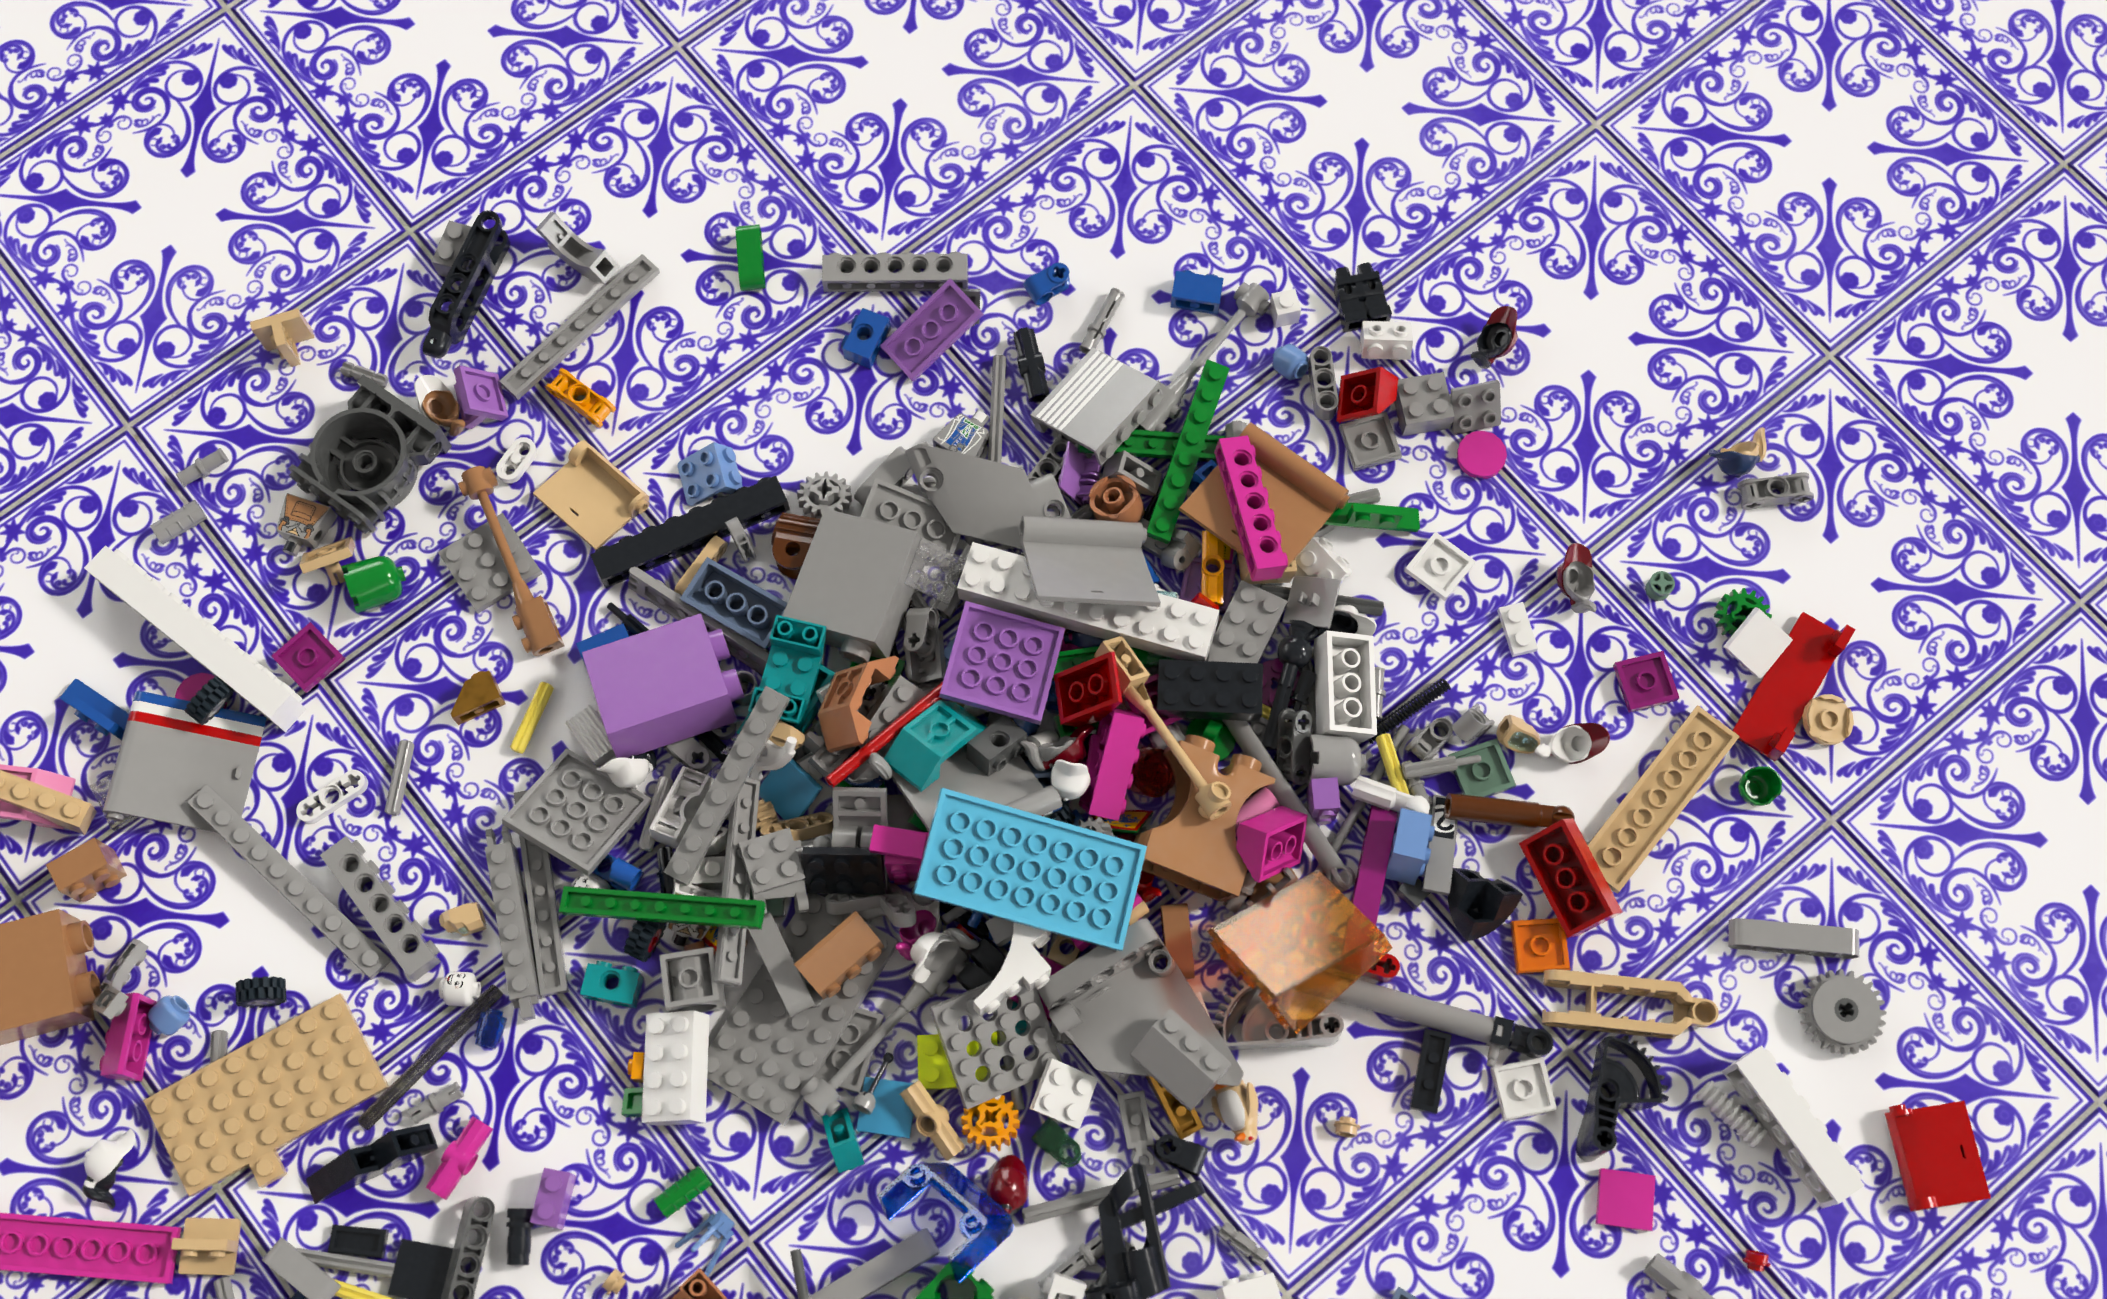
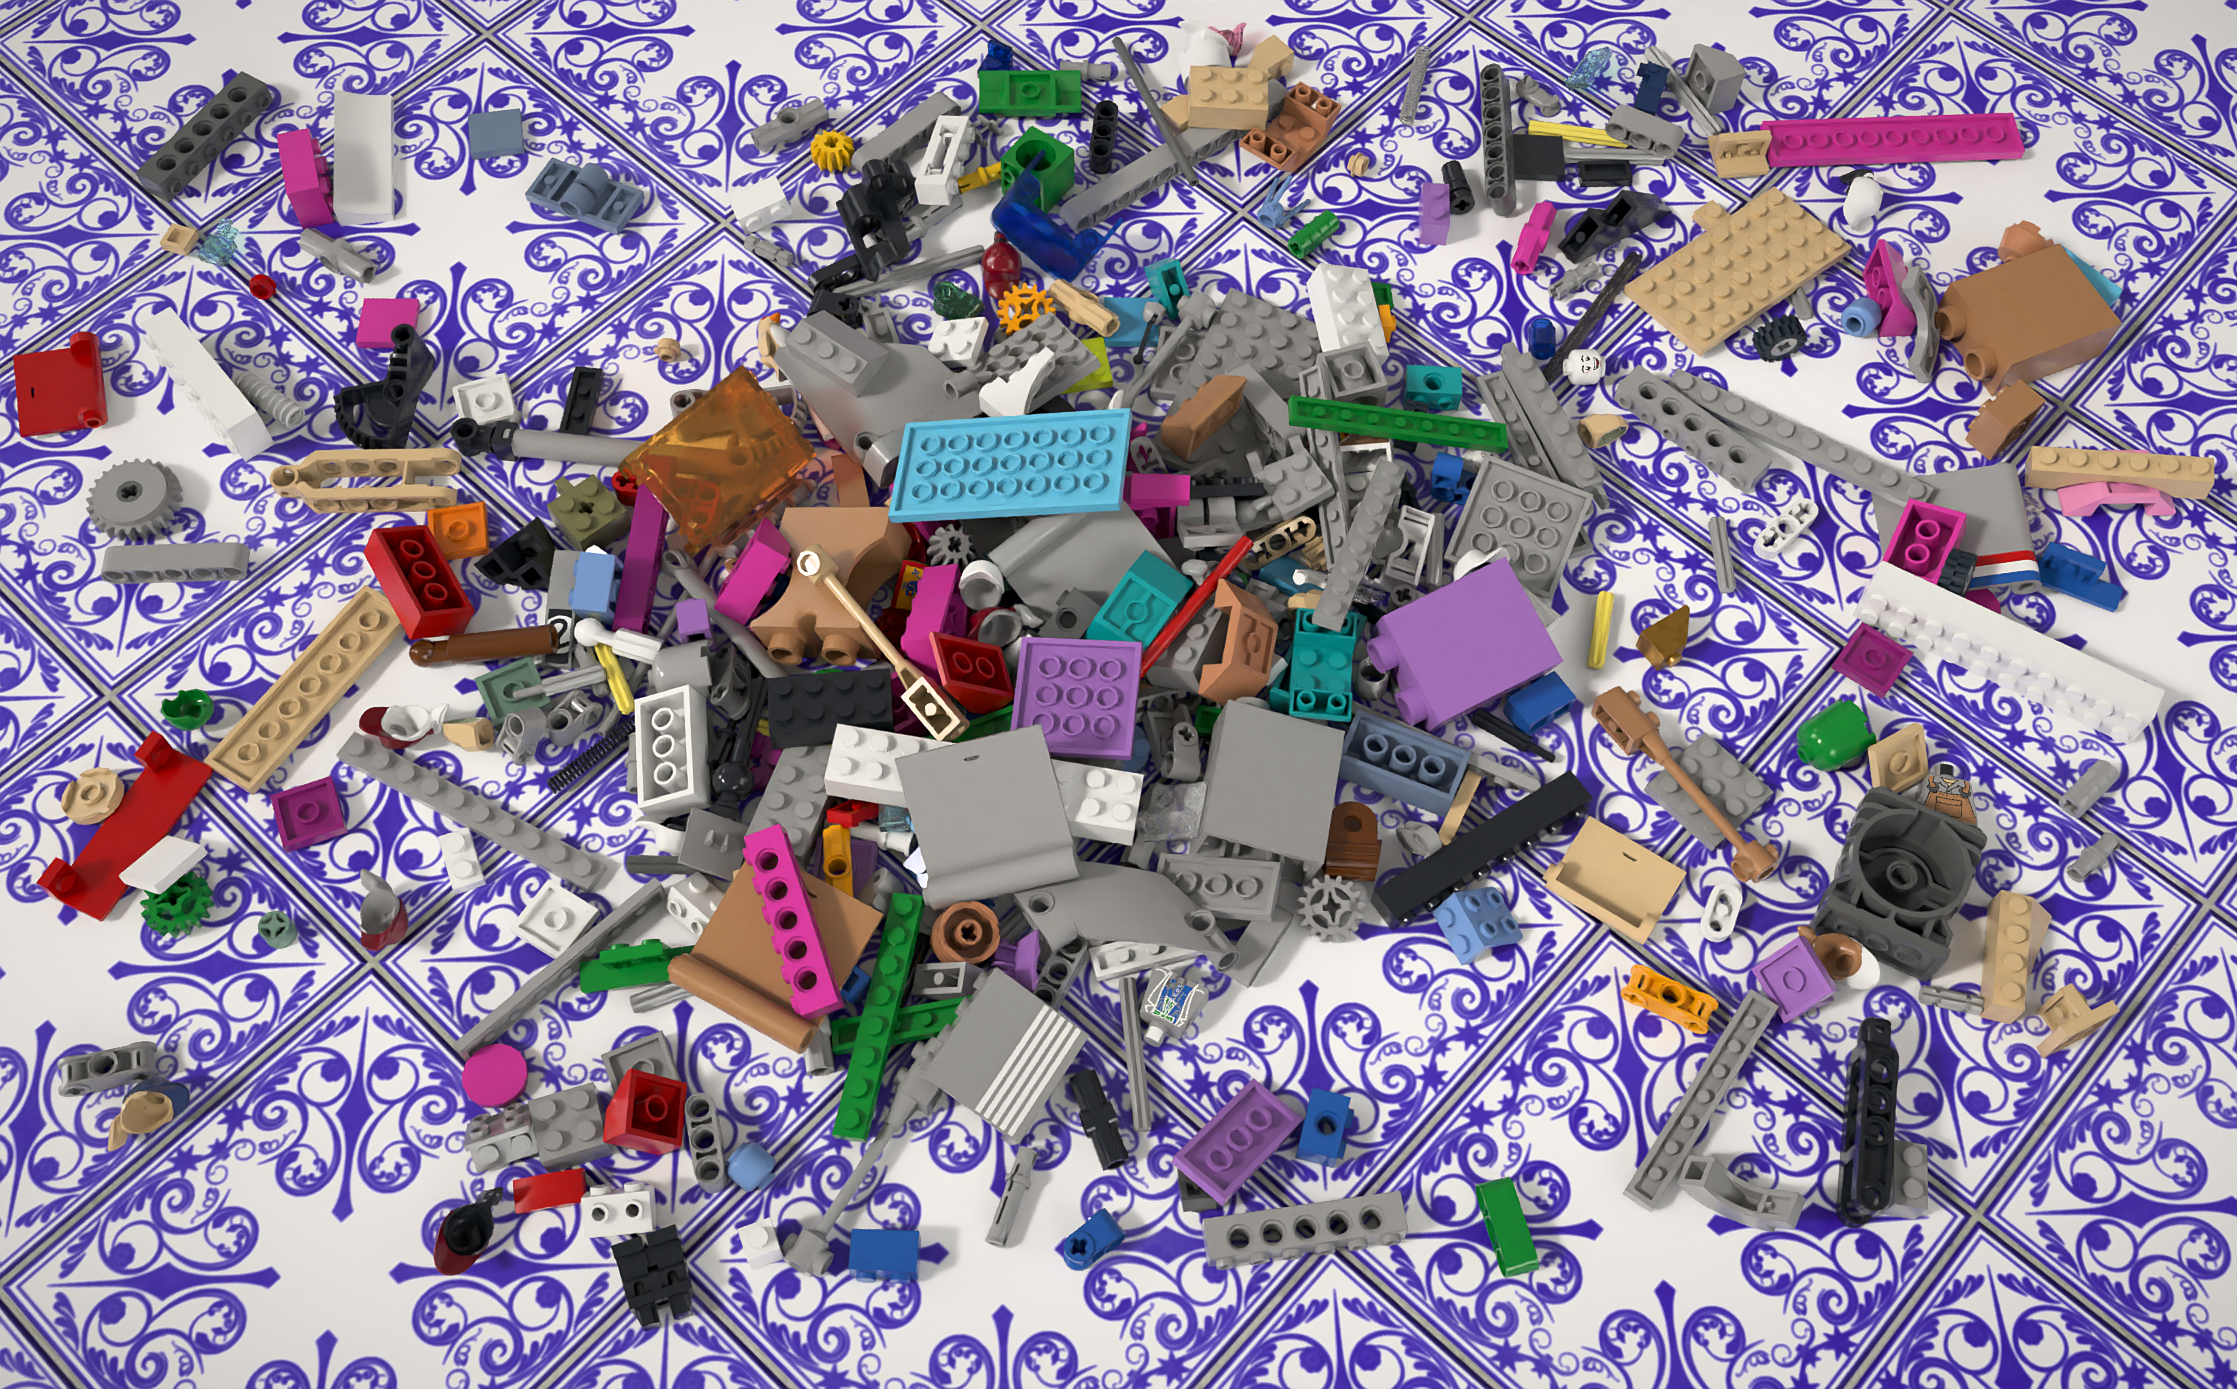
camera: 170 degrees right, 10 degrees down
(225, 737) = (1925, 539): none -> dark pink brick
(303, 405) = (2012, 943): none -> tan wedge
(1422, 953) = (588, 513): none -> olive hinge
(1433, 524) = (560, 969): none -> light grey tile
(1436, 362) = (549, 1190): none -> red slope
(1507, 667) = (472, 812): none -> light grey plate

